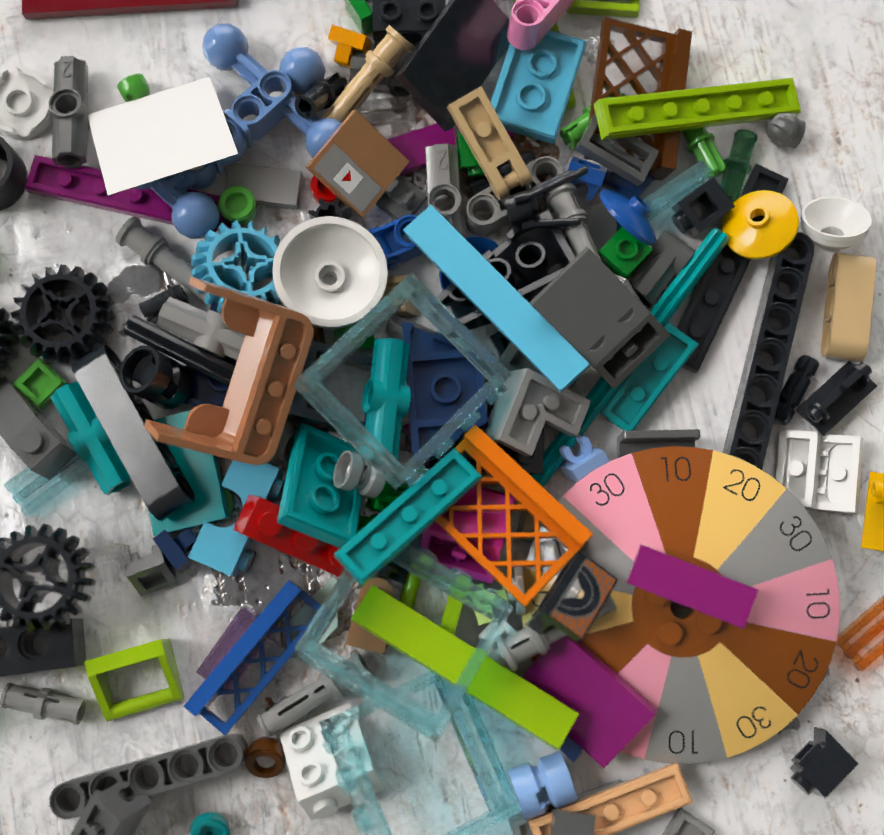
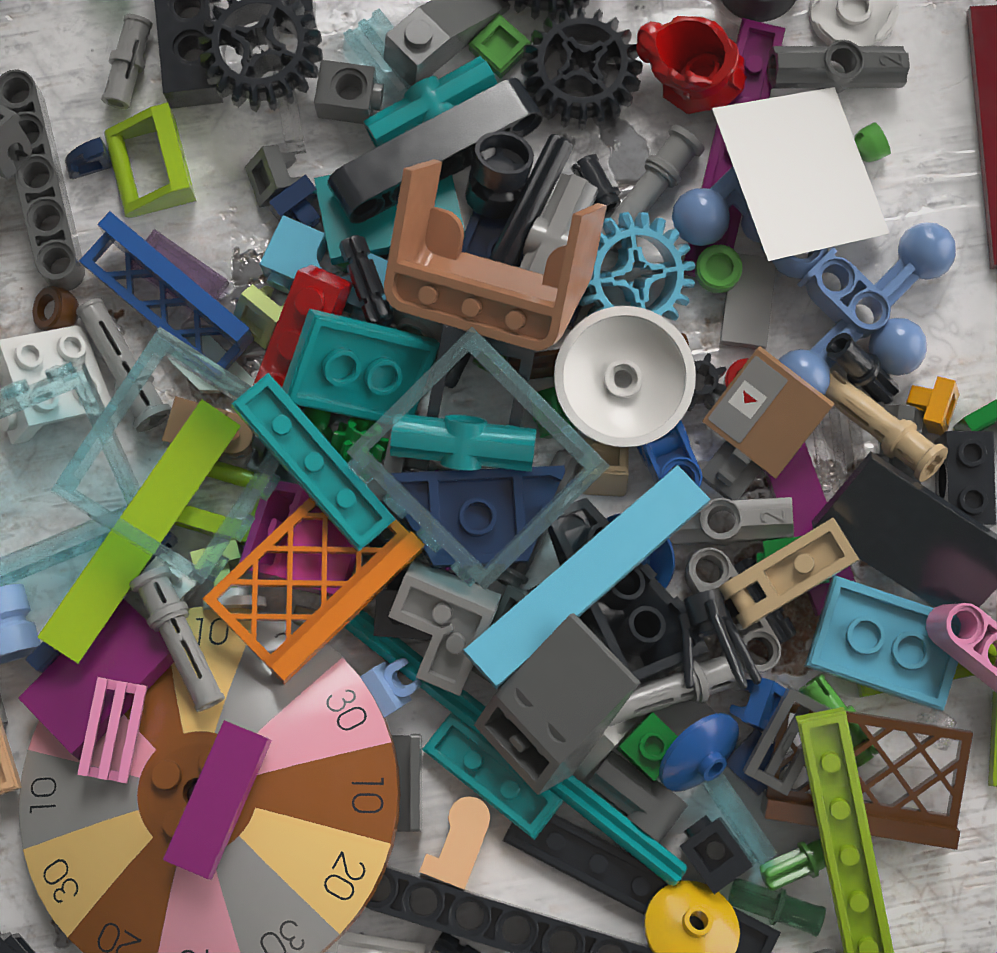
camera: 90 degrees right, 0 degrees up
(62, 223) = (693, 62): none -> red piece
(90, 520) = (337, 76): none -> dark grey brick
(132, 734) = (88, 159): none -> dark blue tile
(247, 483) = (365, 279): none -> black axle
(272, 574) = (258, 313): none -> yellowish green tile
(357, 473) = (370, 402): light grey wheel -> none
(574, 598) = (207, 657): panel -> none
(669, 684) = (104, 771): none -> bright pink tile
(703, 401) = (468, 823): none -> light nougat leg

